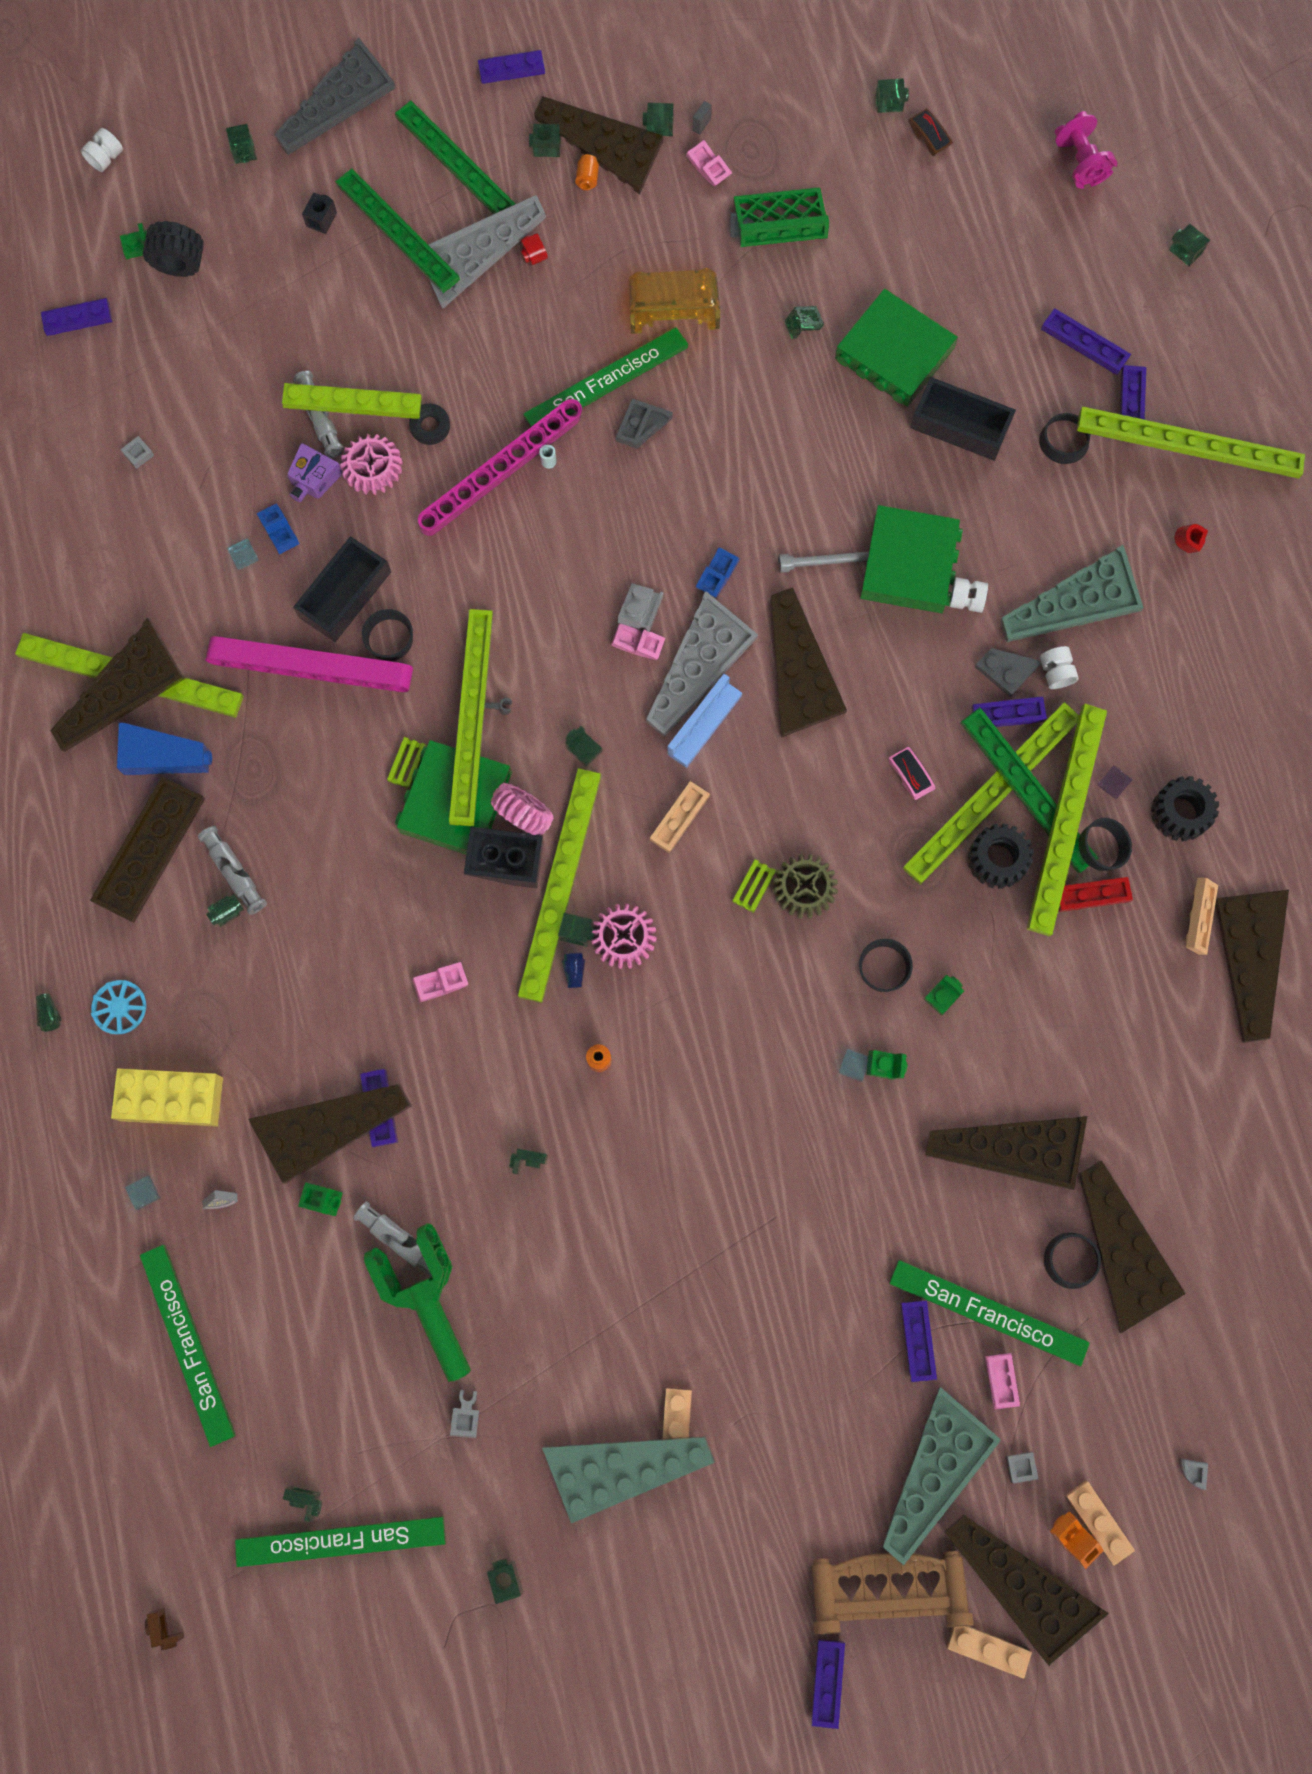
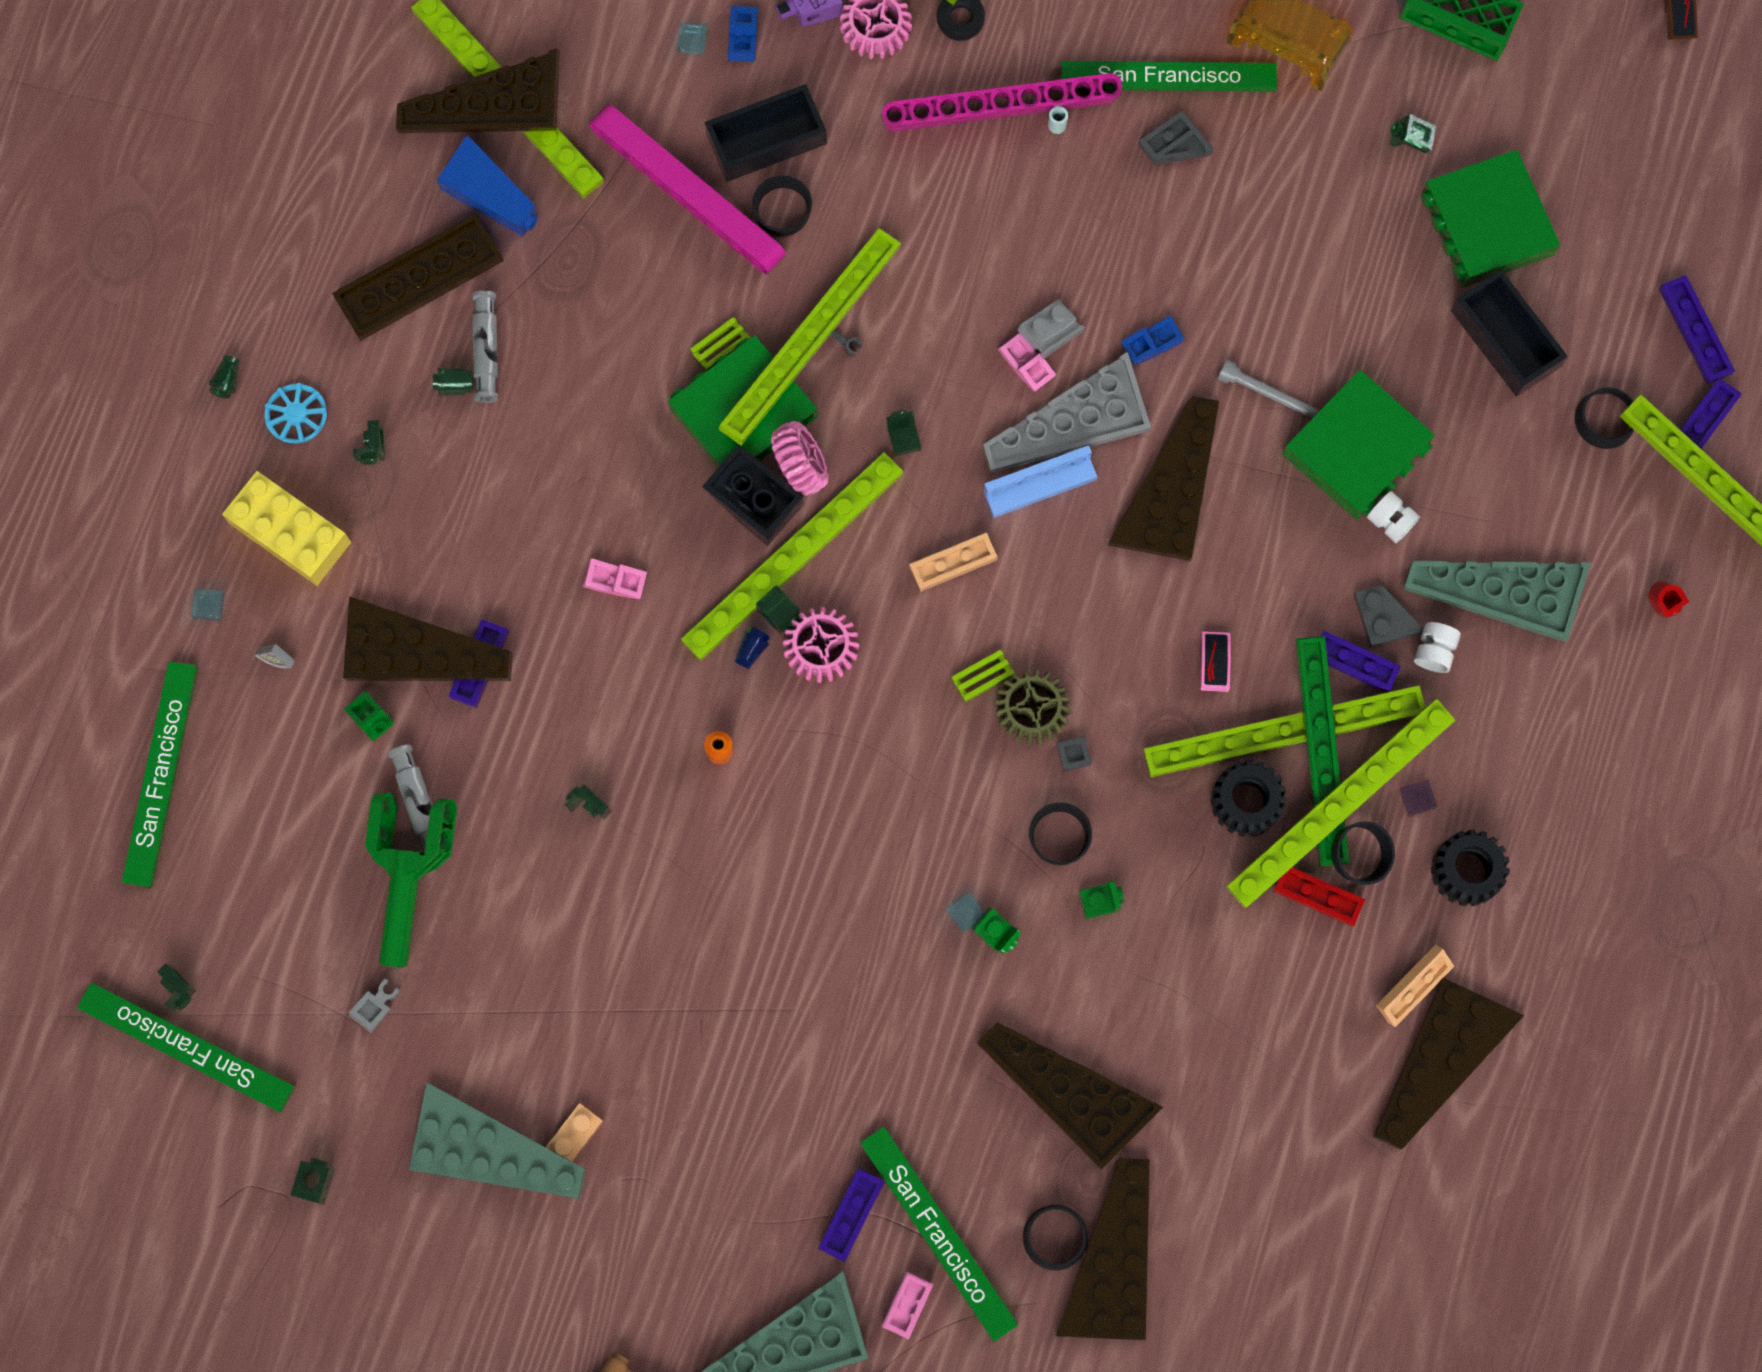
camera: 30 degrees right, 0 degrees up
(192, 990) = (374, 442): none -> clear green bracket
(855, 901) = (1074, 754): none -> dark grey tile

